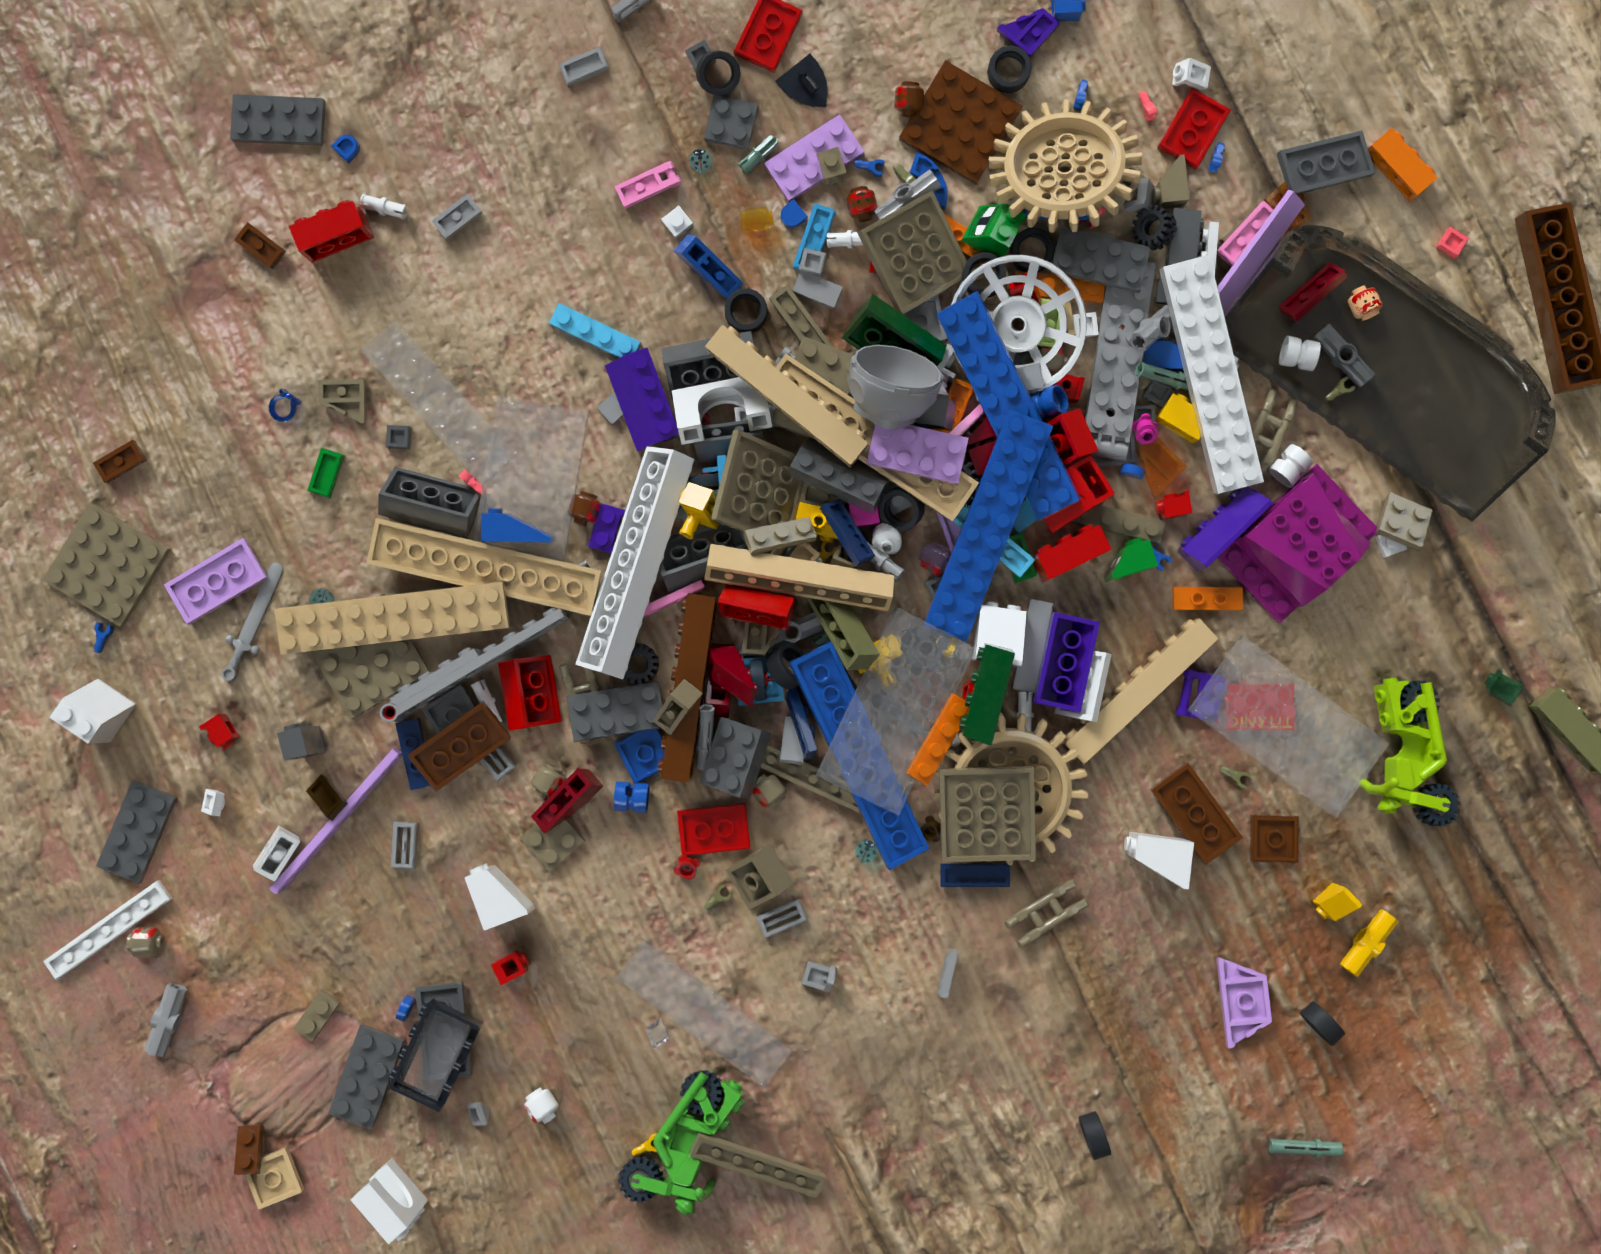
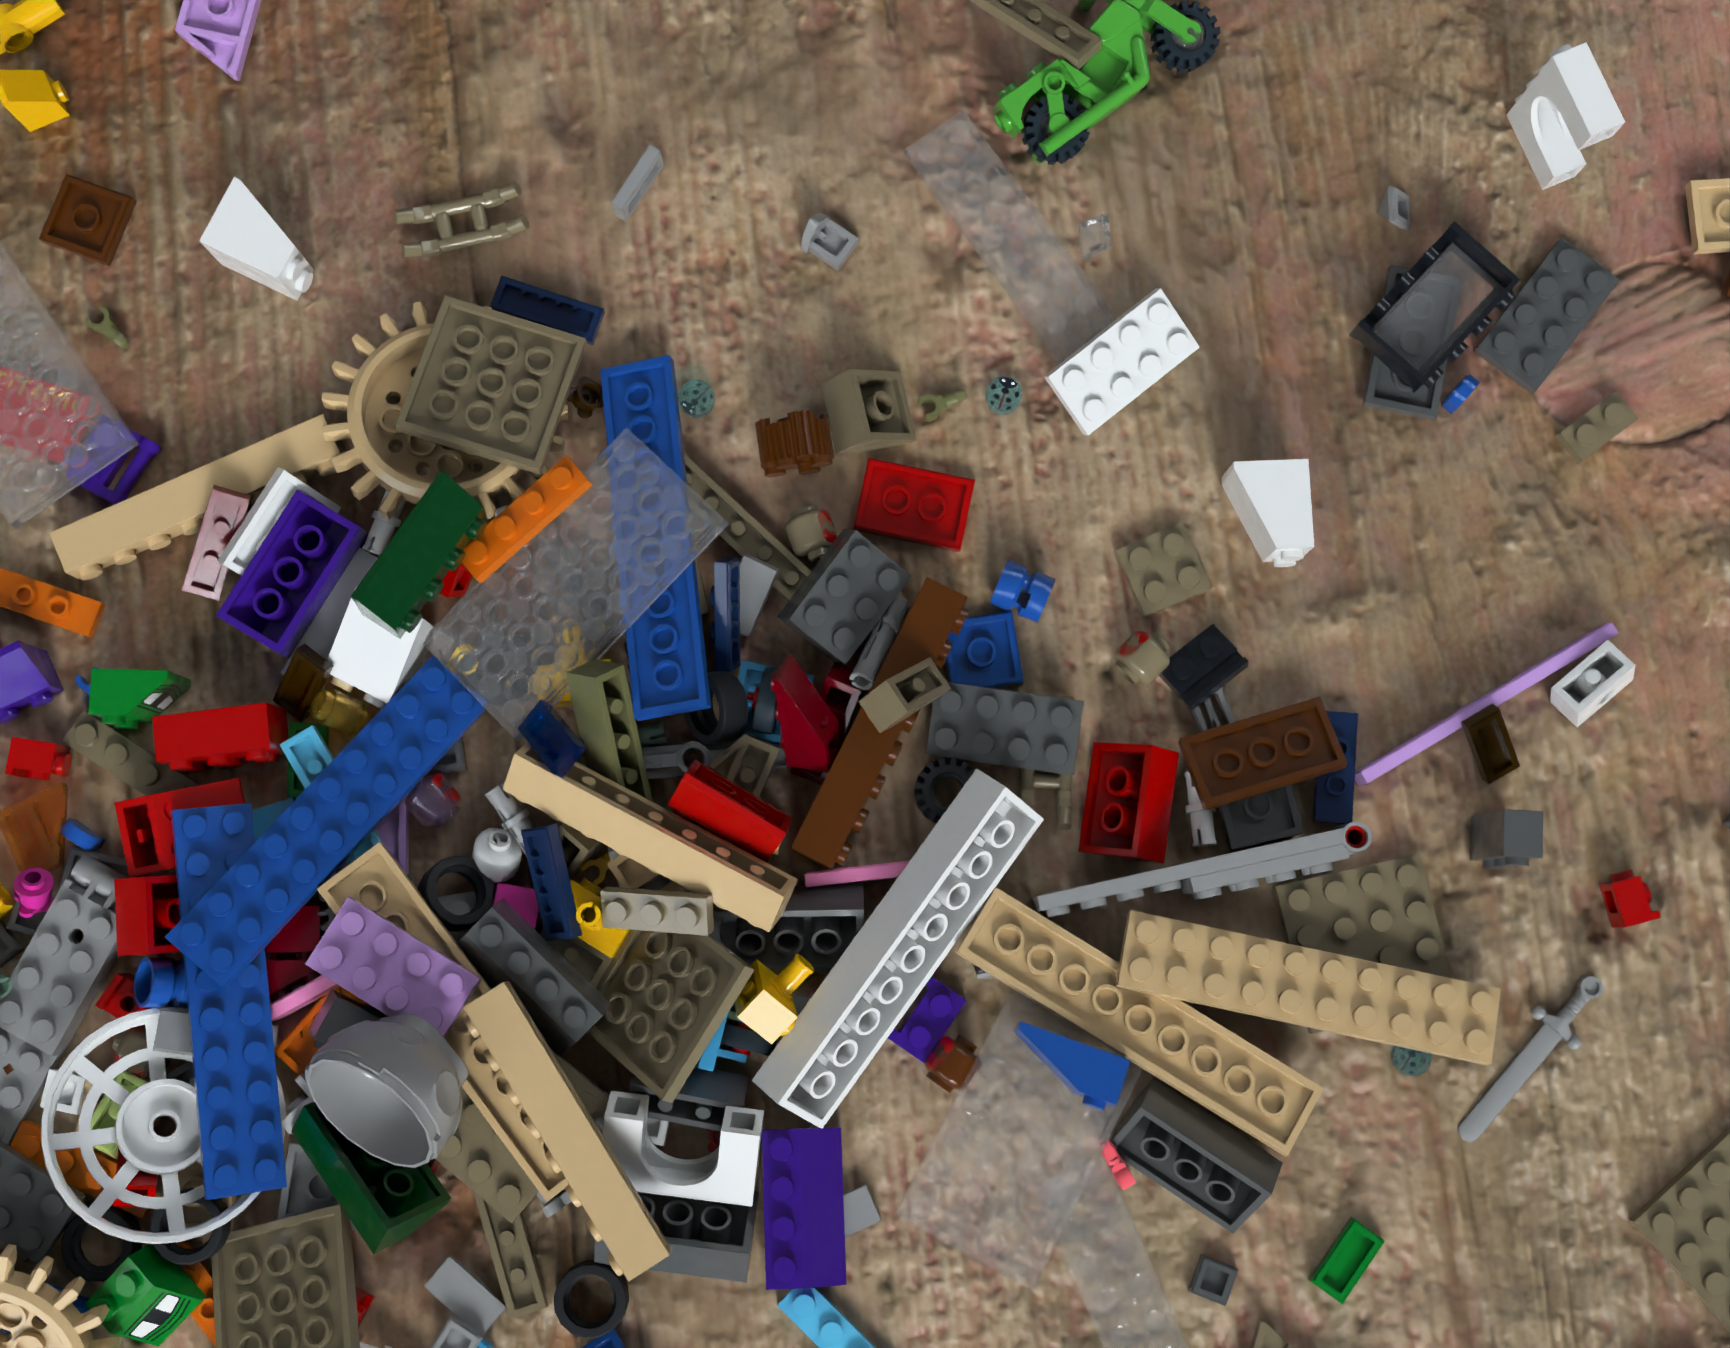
camera: 165 degrees left, 5 degrees down
(213, 802) = (1669, 794): white plate -> none
(216, 581) = (1570, 1142): lavender plate -> none
(413, 845) = (1380, 663): light grey tile -> none
(503, 970) = (1292, 392): red brick -> none
(510, 787) = (1203, 667): none -> black plate
(541, 1105) = (1299, 188): white head -> none
(567, 799) = (1121, 618): dark red slope -> none
(616, 959) = (1121, 361): none -> white plate
(647, 1146) = (1162, 85): yellow piece -> none
(681, 915) = (1003, 395): none -> clear light blue tile
(682, 871) = (976, 453): red plate -> none
(763, 926) = (856, 356): light grey tile -> none
(795, 840) = (794, 443): none -> reddish brown brick
(874, 613) = (551, 738): none -> clear blue tile
(1008, 591) = (339, 711): none -> clear yellow brick
(1036, 600) = (302, 682): none -> dark brown tile
(1119, 672) = (220, 522): none -> plate
(1196, 813) = (186, 293): reddish brown plate -> none

